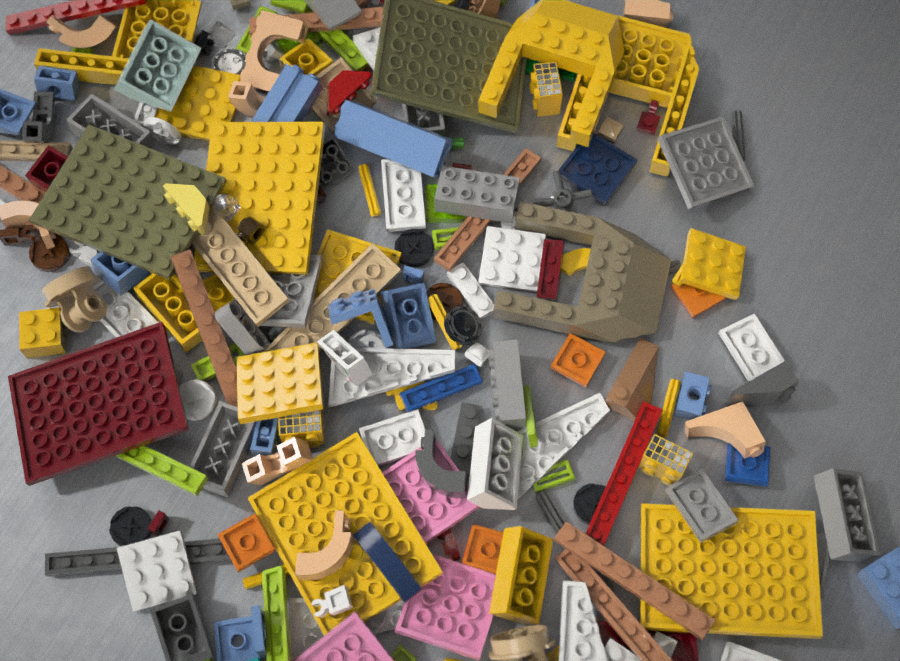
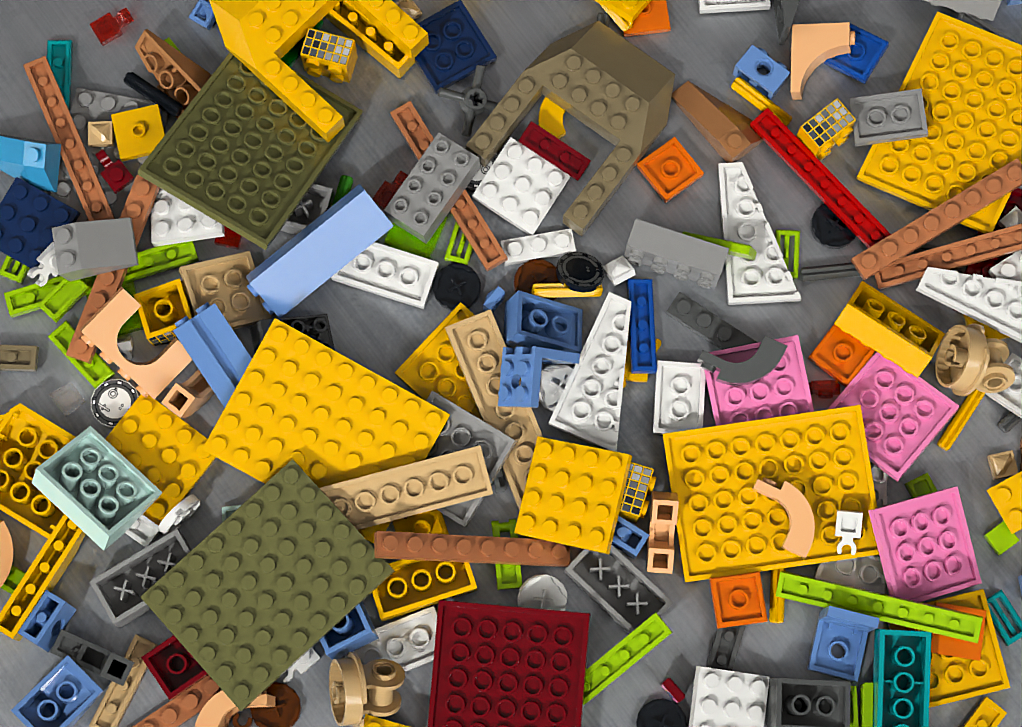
camera: 70 degrees left, 10 degrees up
(189, 204) = (318, 510): light yellow slope -> none
(201, 41) = (69, 424): black tile -> none
(226, 206) = (329, 472): clear plate -> none
(241, 328) = (485, 513): light grey beam -> none
(250, 230) = (372, 456): dark brown plate -> none
(344, 88) = (227, 281): red slope -> none
(345, 358) = (572, 412): white slope -> none
(369, 190) = (361, 307): yellow axle -> none
(387, 562) = (825, 457): dark blue slope -> none
(495, 466) = (764, 304): white slope -> none

